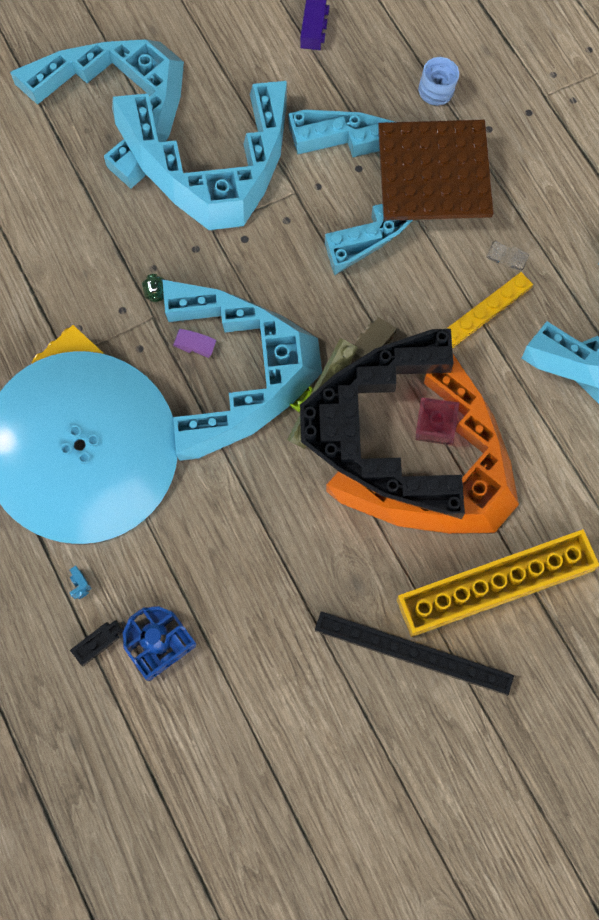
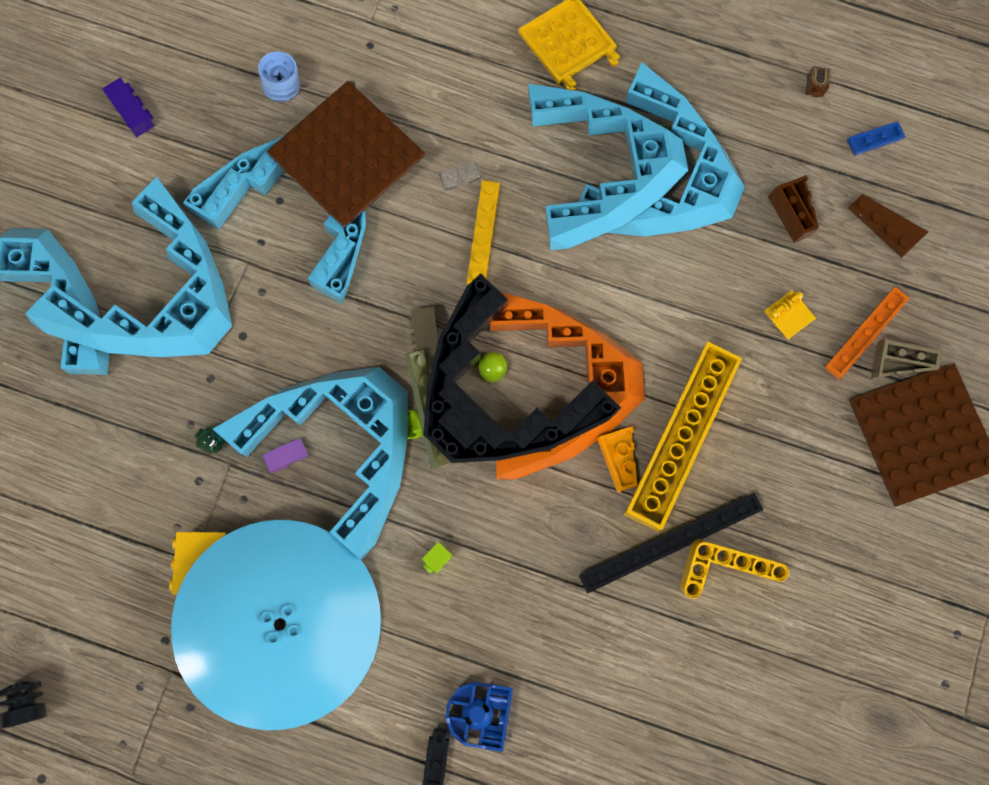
camera: 50 degrees left, 5 degrees up
(79, 579) = (375, 725): dark azure bracket -> none
(230, 505) = (436, 558): none -> lime brick
(400, 410) = (492, 367): none -> lime hair
(433, 556) = (619, 457): none -> light orange wing
(437, 421) = (529, 352): clear pink brick -> none
(443, 705) = (729, 560): none -> yellow beam

